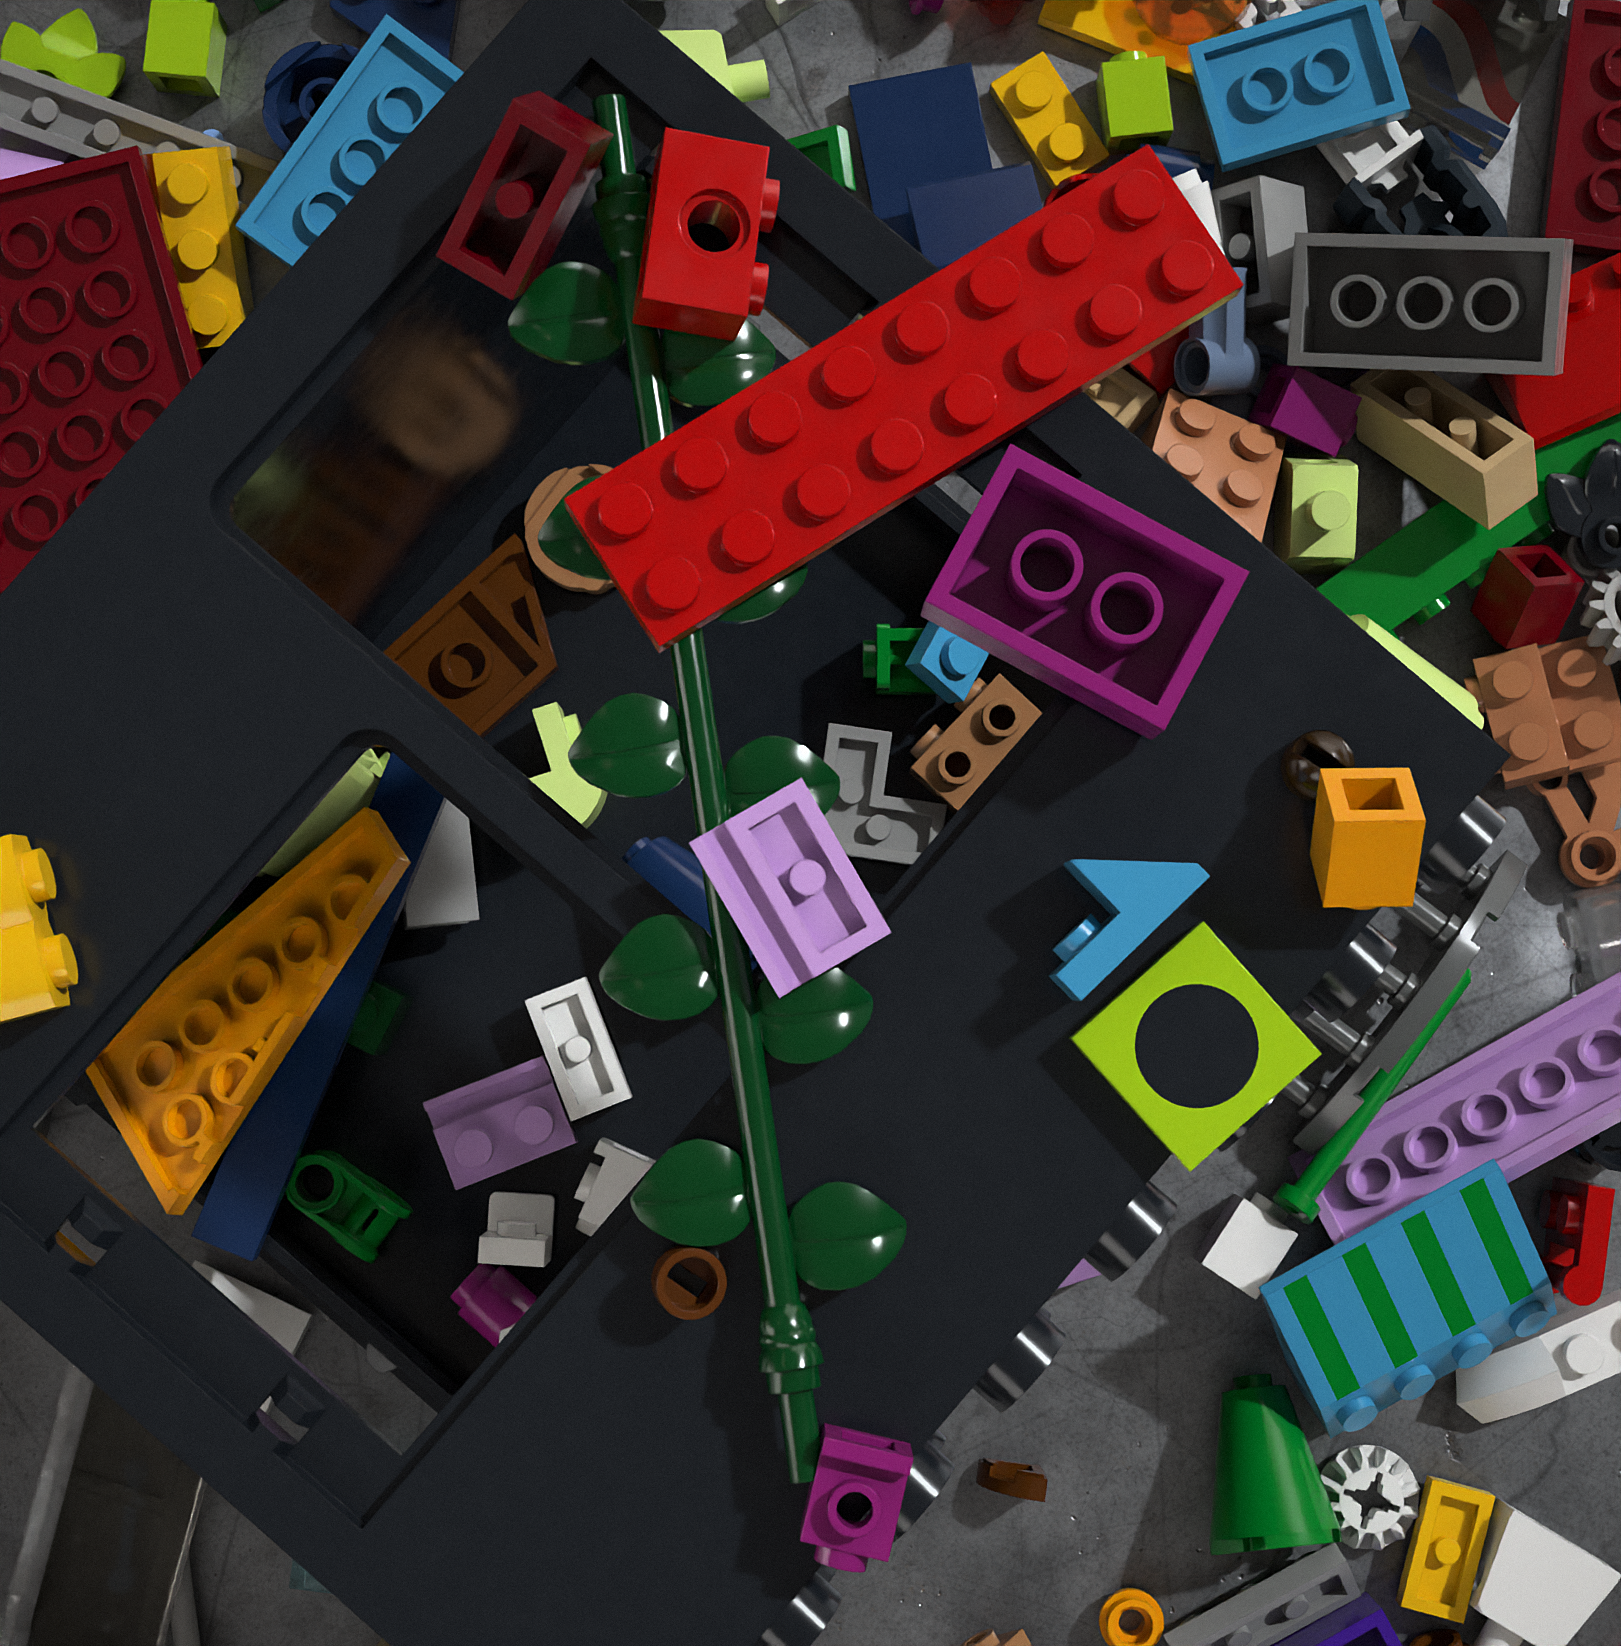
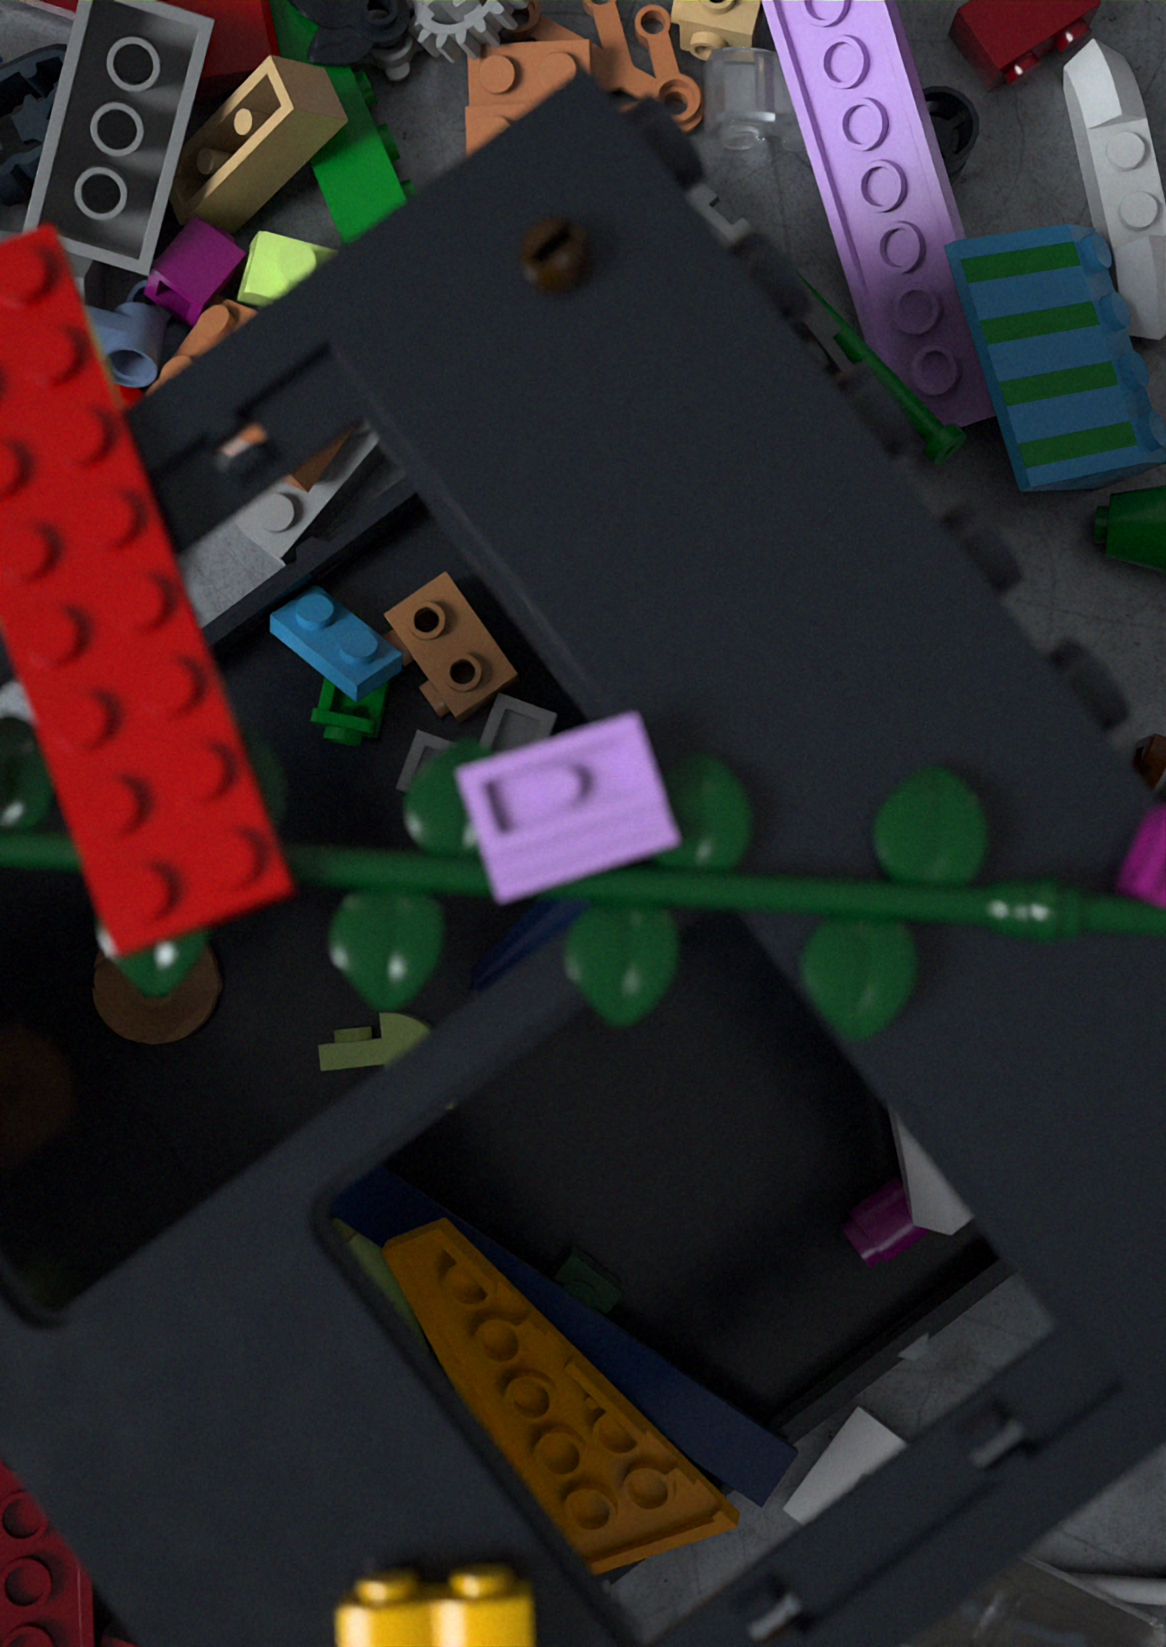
camera: 75 degrees left, 0 degrees up
(349, 1204) = (760, 1347): green piece -> none
(445, 880) = (468, 1188): light grey hinge -> none
(482, 642) = (238, 1098): reddish brown wing -> none
(500, 1122) = (711, 1185): lavender plate -> none
(518, 1230) = (819, 1188): white bracket -> none
(578, 1048) = (657, 1094): white plate -> none
(608, 1185) = (800, 1087): white brick -> none
(678, 1299) = (957, 1014): reddish brown hinge -> none
(1083, 593) = (331, 443): magenta brick -> none
(1138, 901) = (658, 462): dark azure slope -> none
(1195, 1046) = (811, 438): lime tile -> none
(1247, 1242) = (975, 483): white brick -> none
(1367, 837) = (640, 216): light orange brick -> none
(1526, 596) = (418, 105): dark red brick -> none
(1576, 1237) = (1012, 184): red plate -> none

